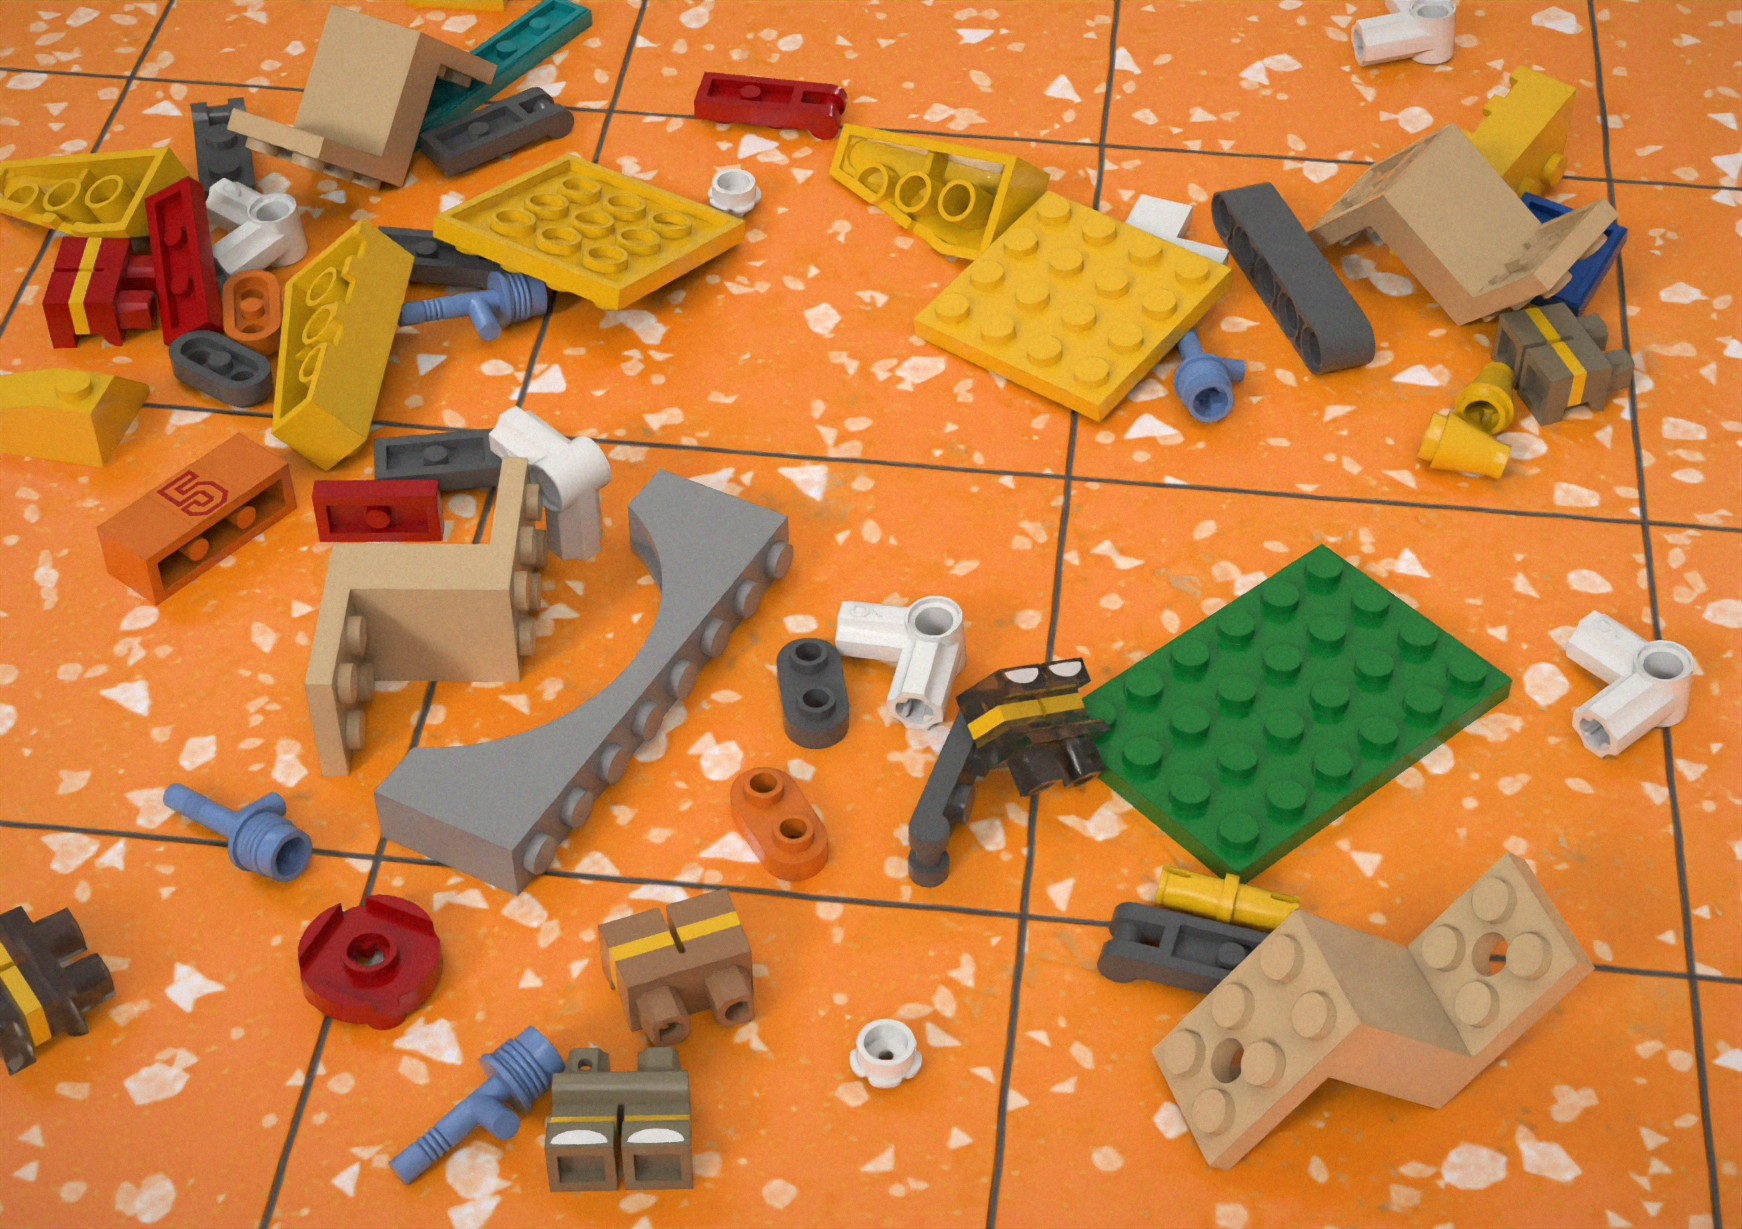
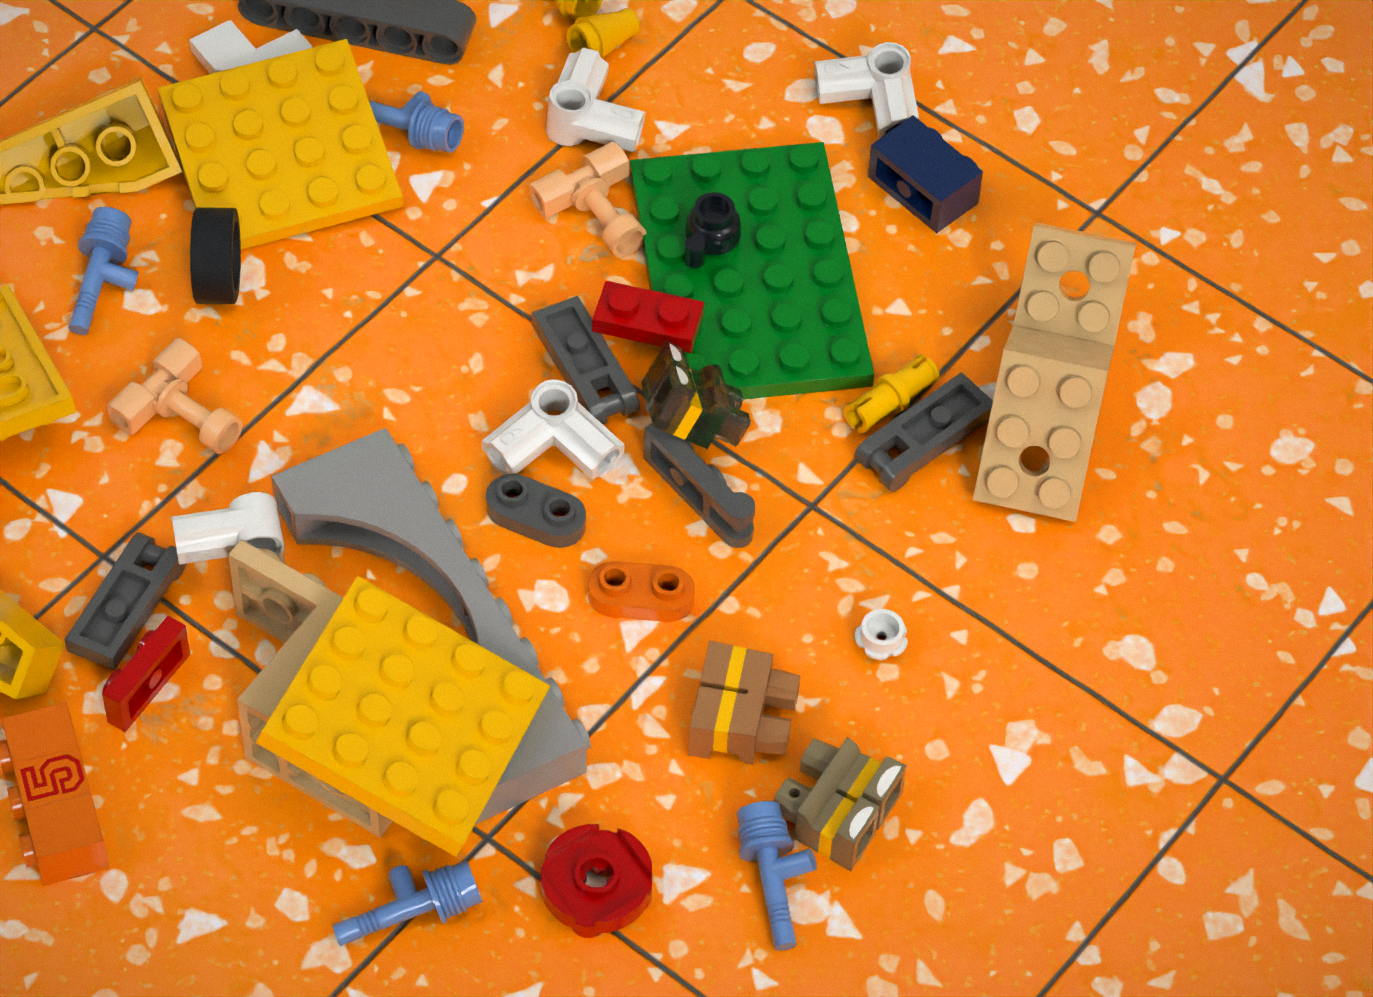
camera: 60 degrees left, 10 degrees up
(398, 668) = (404, 715): none -> yellow plate
(715, 377) = (167, 394): none -> light nougat bar
(852, 251) = (105, 246): none -> medium blue piece
(865, 297) = (215, 255): none -> black tyre
(1033, 623) = (585, 359): none -> dark grey plate
(1118, 643) = (647, 316): none -> red plate
(1248, 535) = (588, 191): none -> light nougat bar
(1282, 636) = (711, 228): none -> black piece
(1340, 477) = (579, 114): none -> white piece
(1560, 782) = (925, 173): none -> dark blue brick

